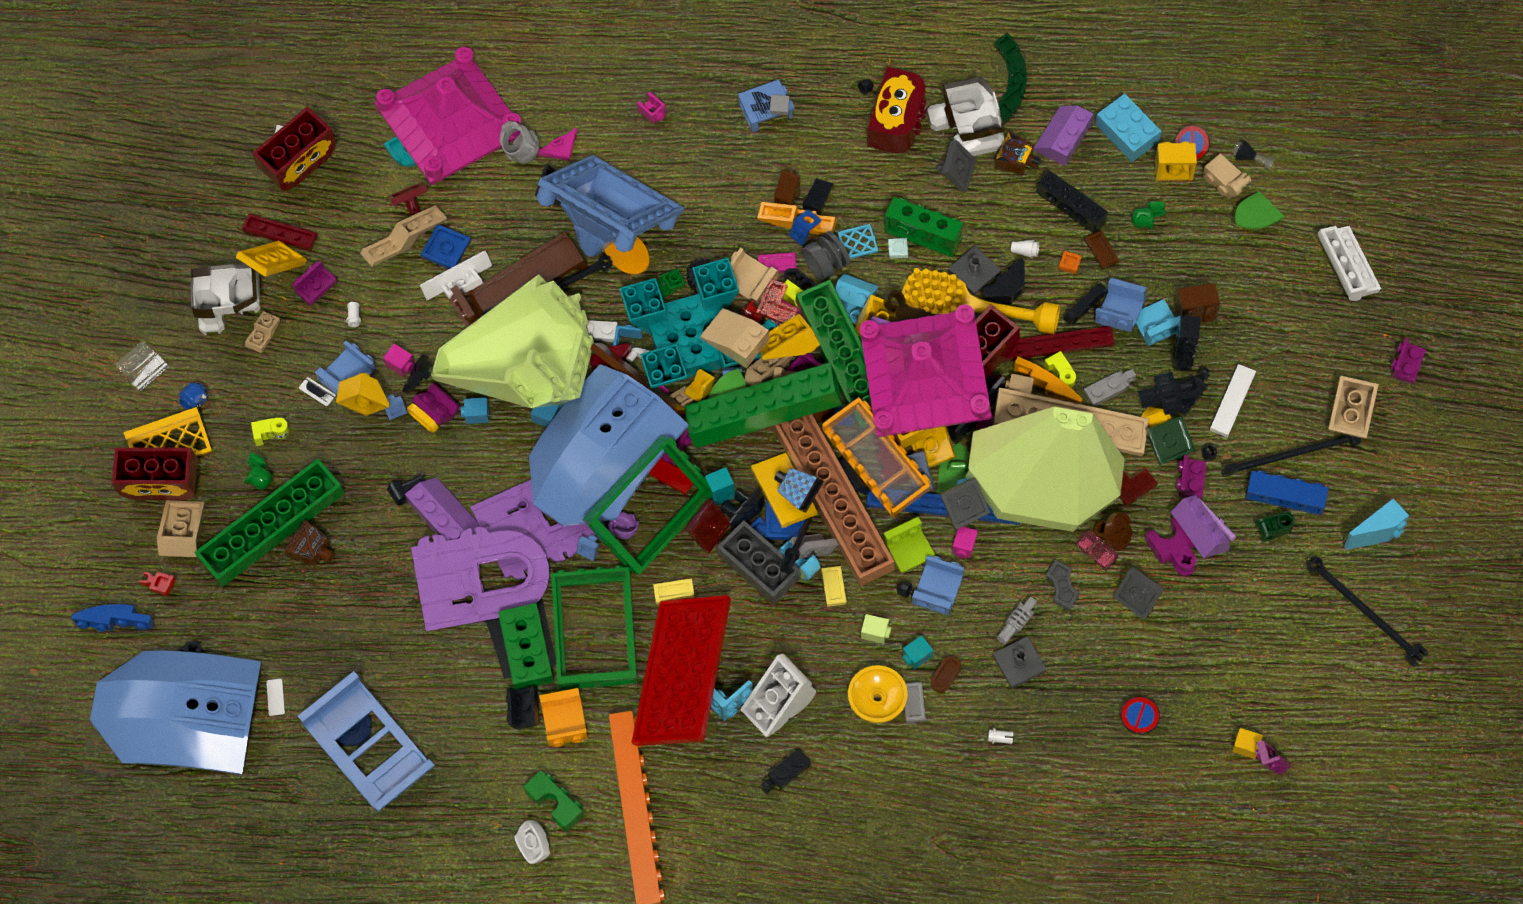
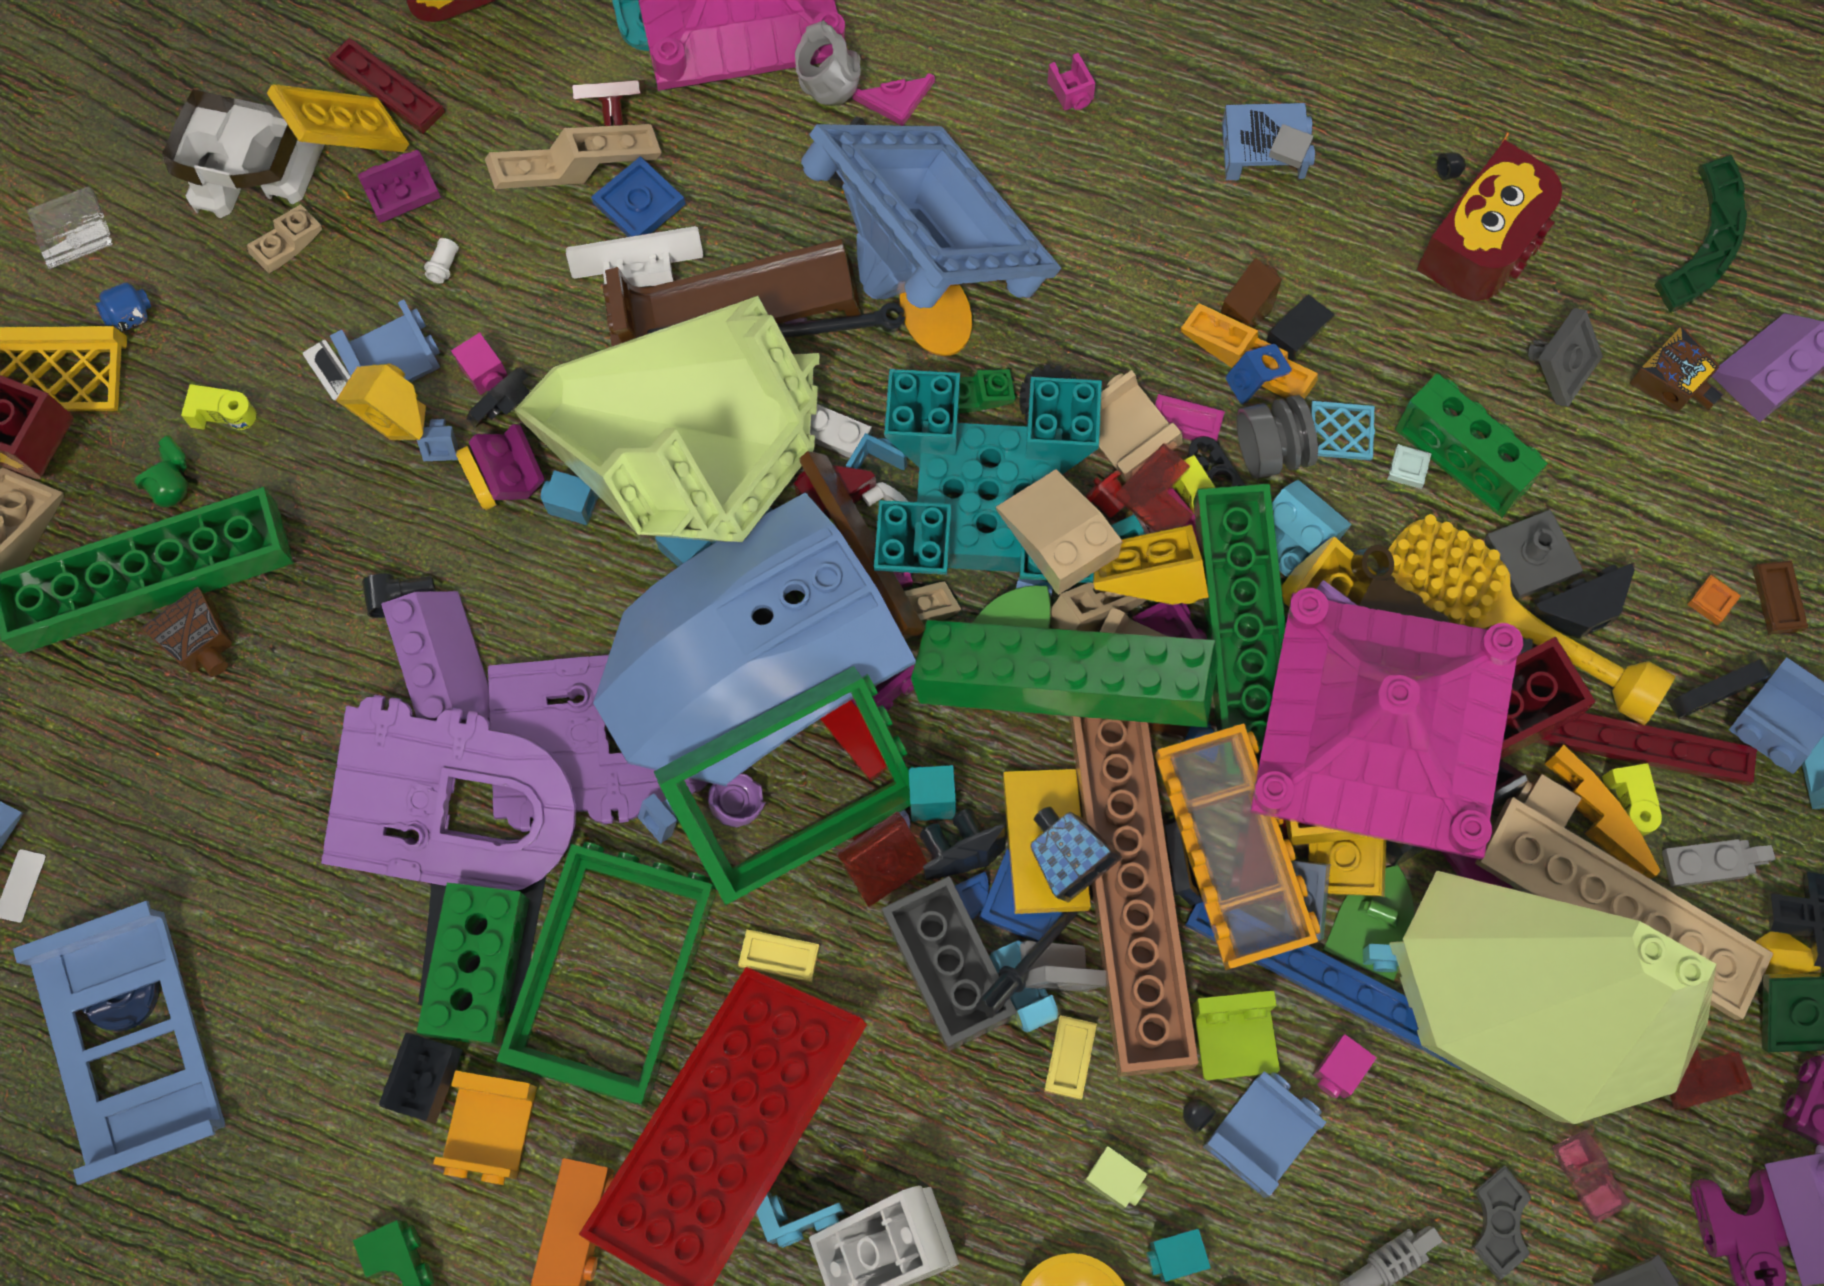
camera: 20 degrees right, 5 degrees up
(701, 386) = (969, 594): yellow panel -> none
(964, 503) = (1371, 1000): dark grey tile -> none
(973, 111) = (1634, 266): white piece -> none
(1026, 248) = (1641, 546): white cone -> none
(1072, 202) = (1755, 492): black brick -> none
(1116, 532) = (1643, 1161): reddish brown tile -> none

